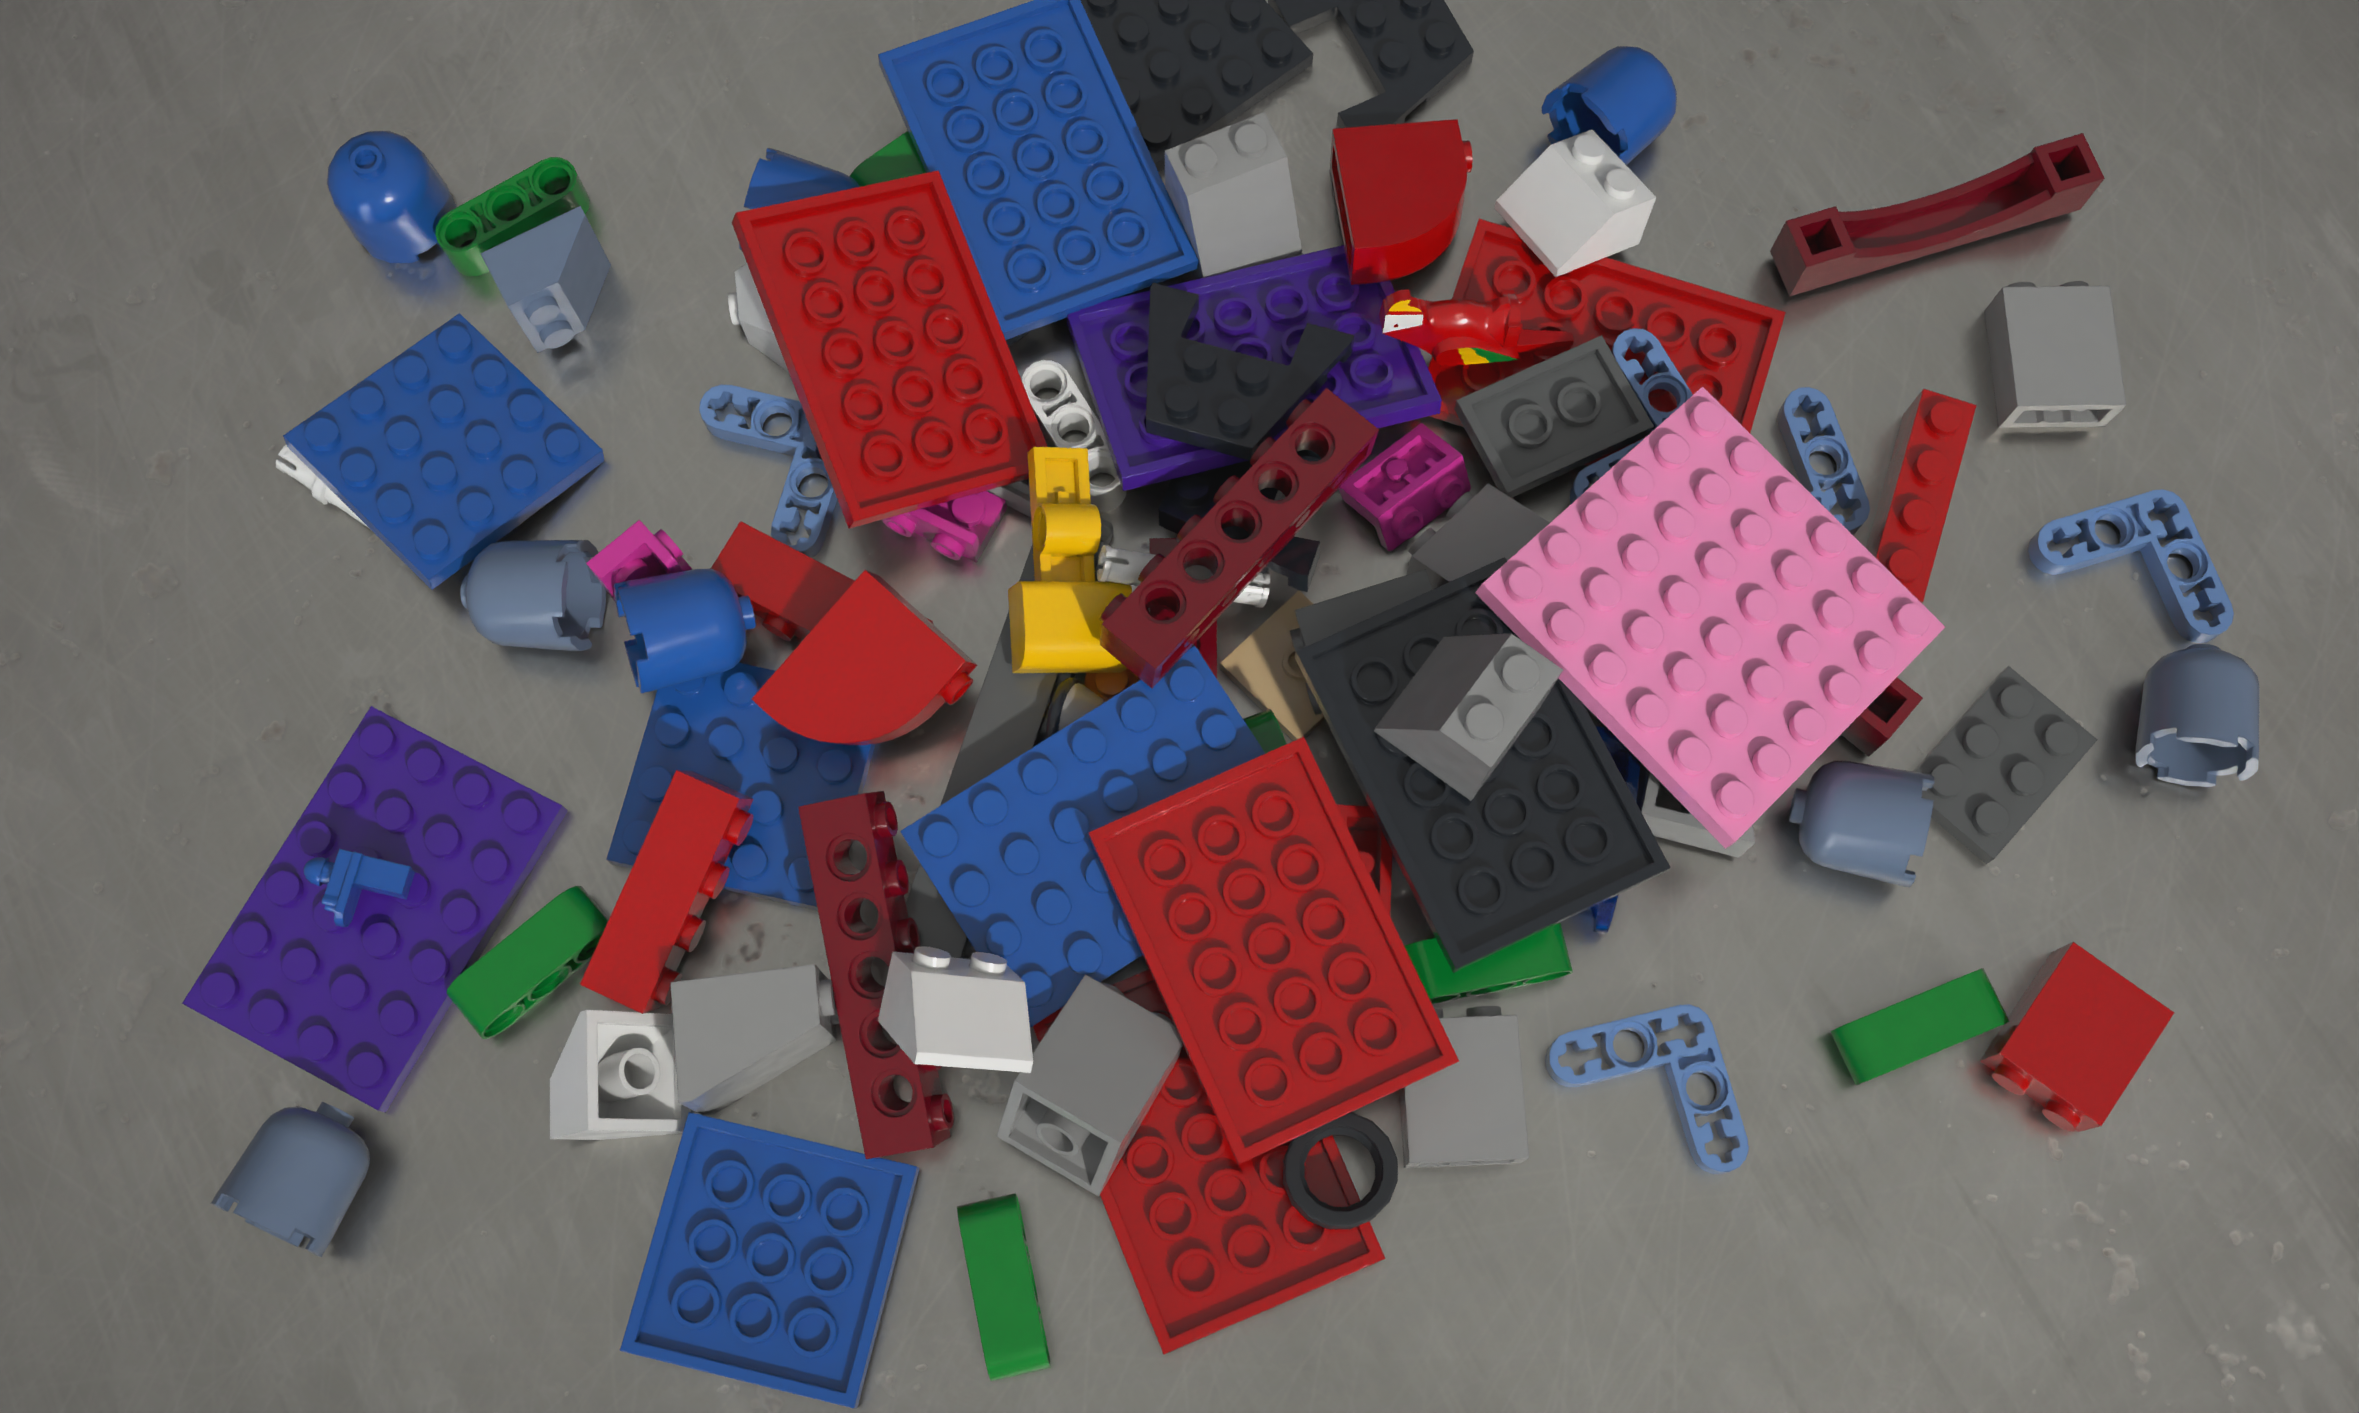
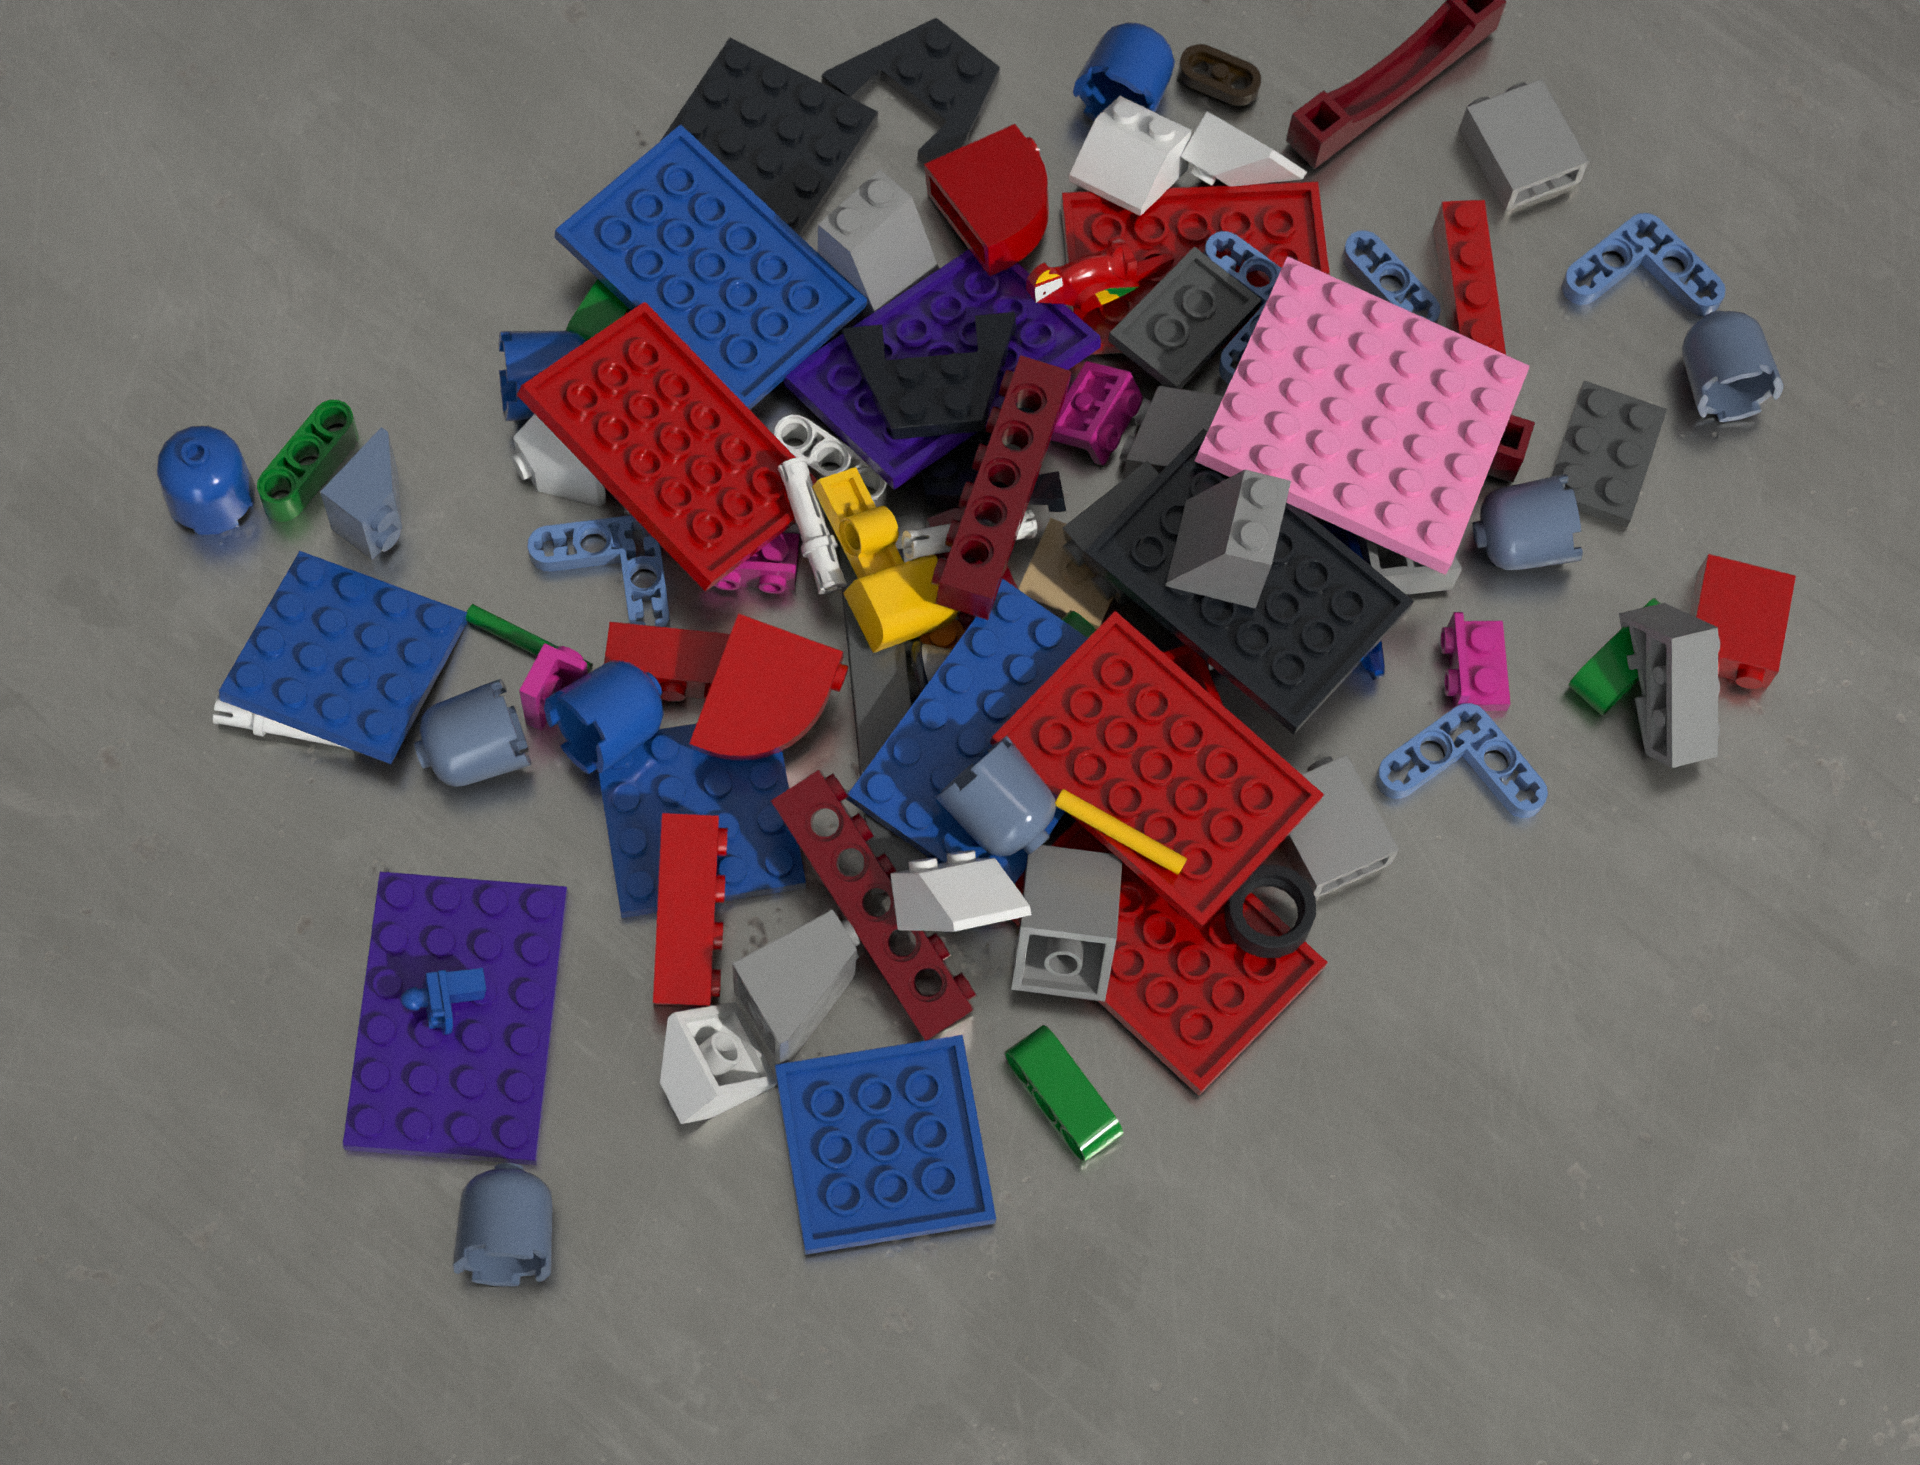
camera: 30 degrees left, 5 degrees down
(529, 962) = (600, 1007): green beam -> none
(655, 506) = (509, 631): none -> green bar
(1008, 517) = (816, 539): none -> white pin
(1062, 917) = (1001, 801): none -> sand blue cylinder
(1188, 1010) = (1120, 831): none -> yellow bar
(1524, 963) = (1331, 722): green beam -> none
(1697, 247) = (1235, 157): none -> white slope
(1728, 960) = (1476, 663): none -> dark pink bracket
(1729, 147) = (1221, 73): none -> dark brown plate
(1965, 1092) = (1677, 681): none -> light grey wedge

